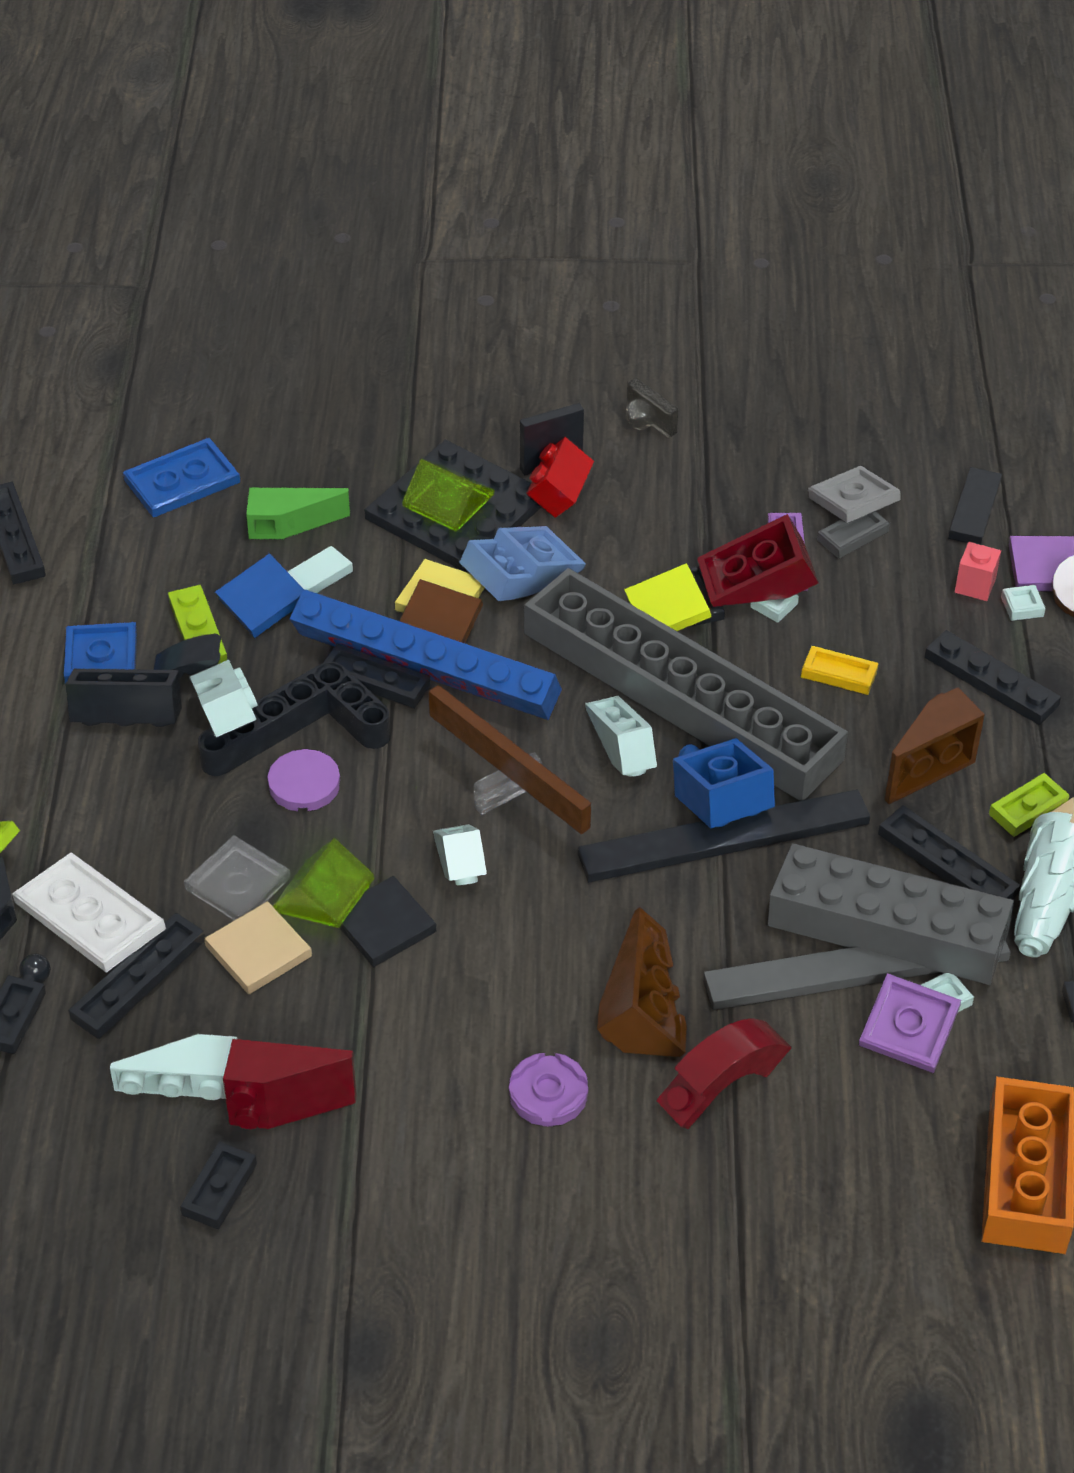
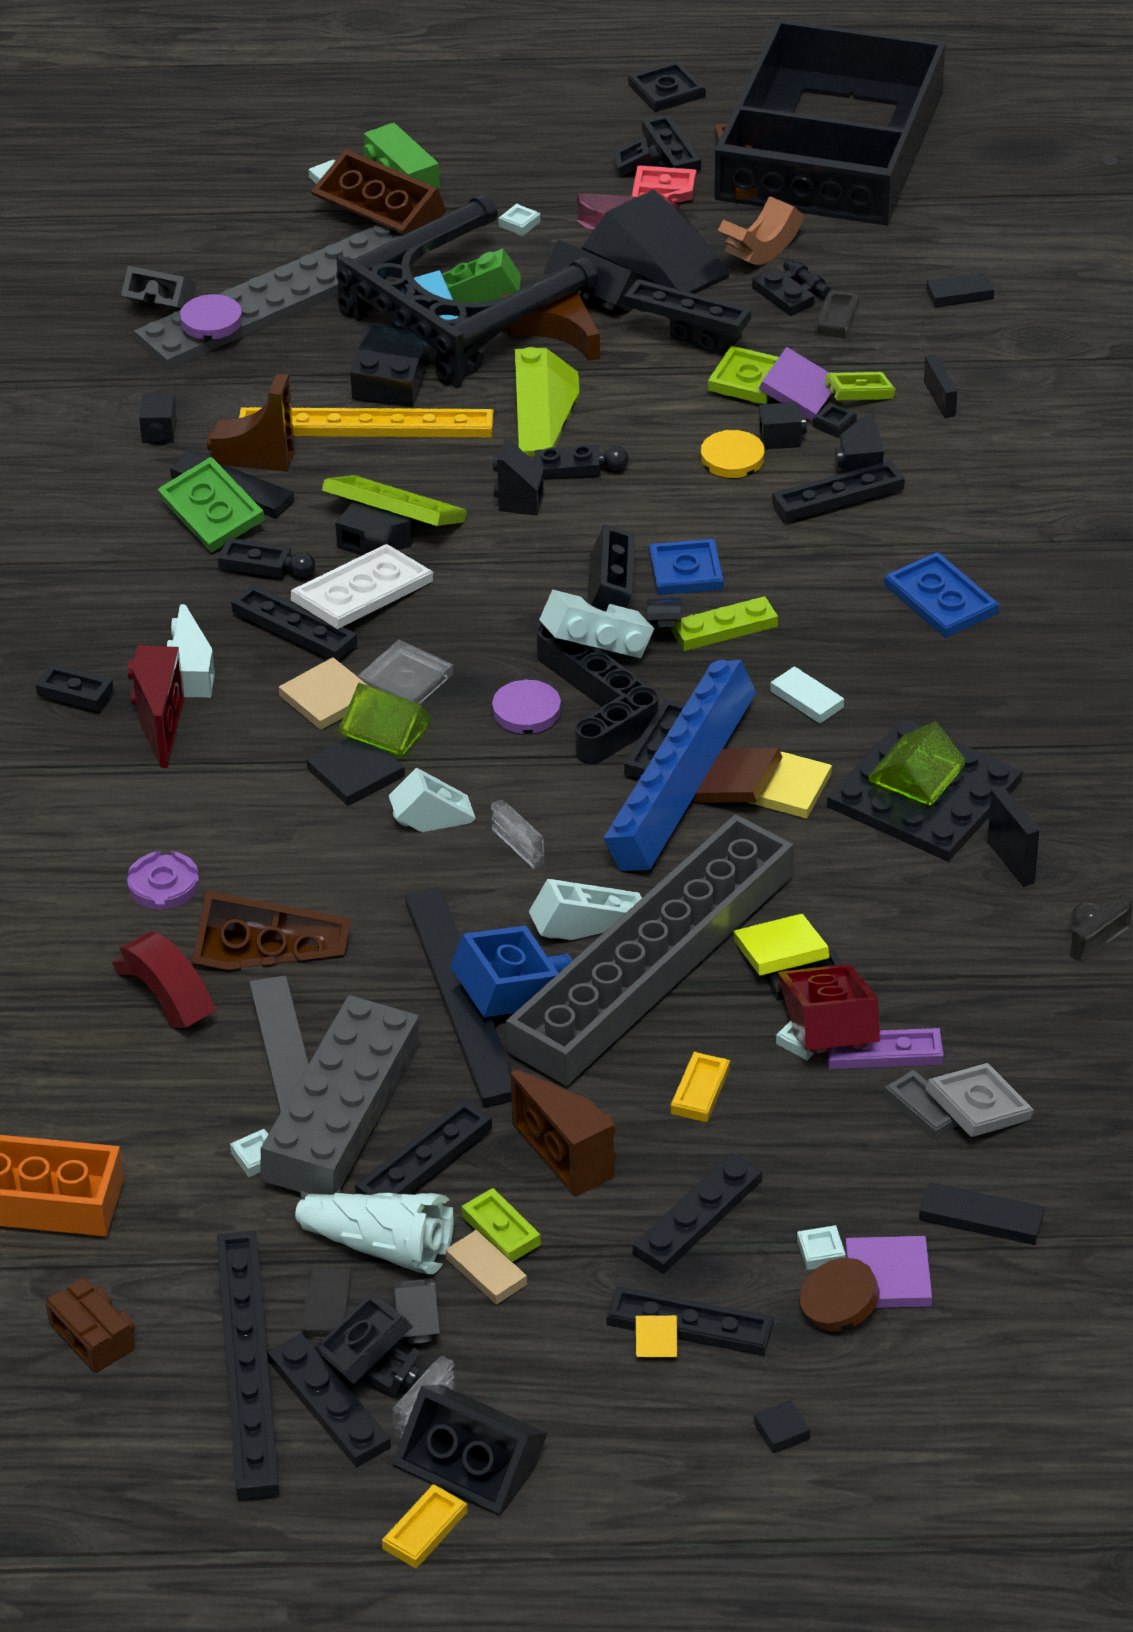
camera: 90 degrees right, 5 degrees down
(261, 595) = (769, 655): blue tile -> none
(290, 511) = (886, 664): bright green slope -> none
(510, 759) = (515, 808): reddish brown tile -> none
(519, 561) = (833, 833): medium blue slope -> none
(559, 476) = (960, 849): red brick -> none
(910, 1023) = (216, 1118): medium lavender tile -> none
(977, 571) = (852, 1196): coral brick -> none

